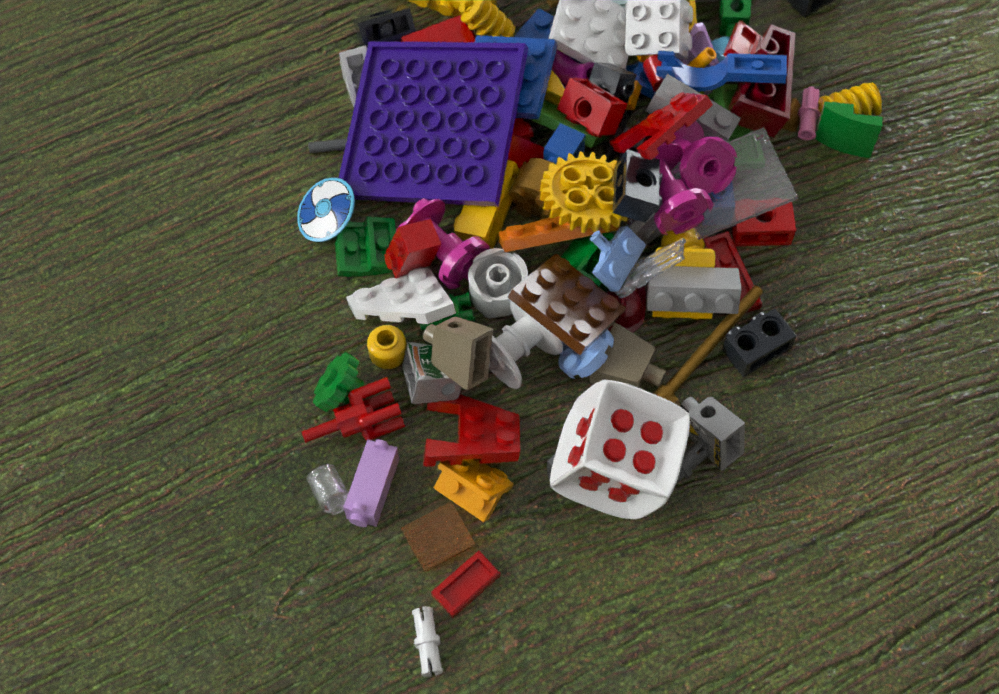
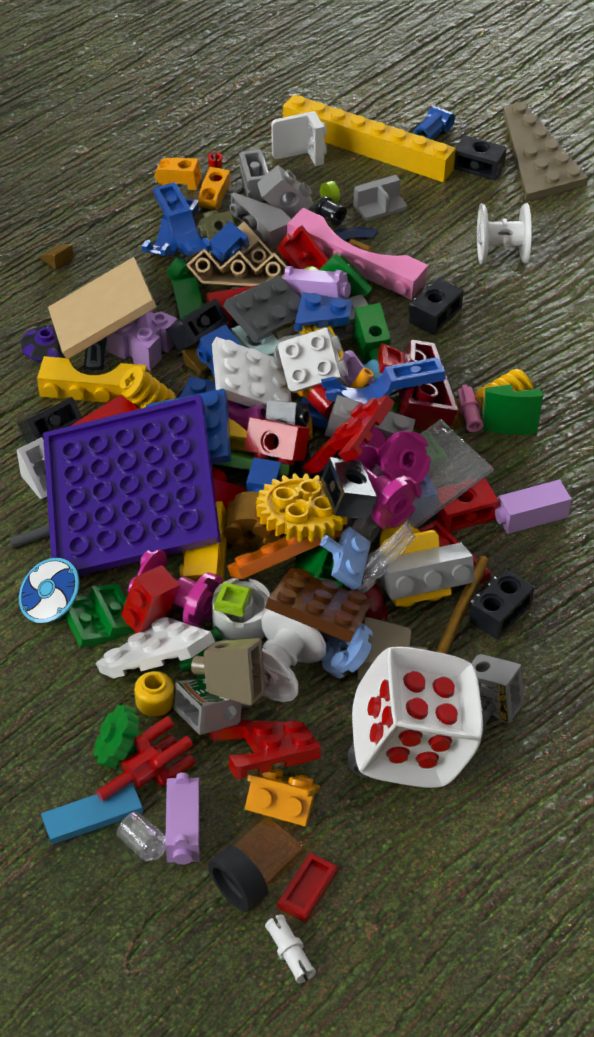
camera: 20 degrees left, 15 degrees down
(291, 451) = (90, 814): none -> dark azure tile
(399, 561) = (238, 878): none -> black tyre
(489, 271) = (233, 599): none -> lime tile
(831, 242) = (533, 506): none -> lavender brick

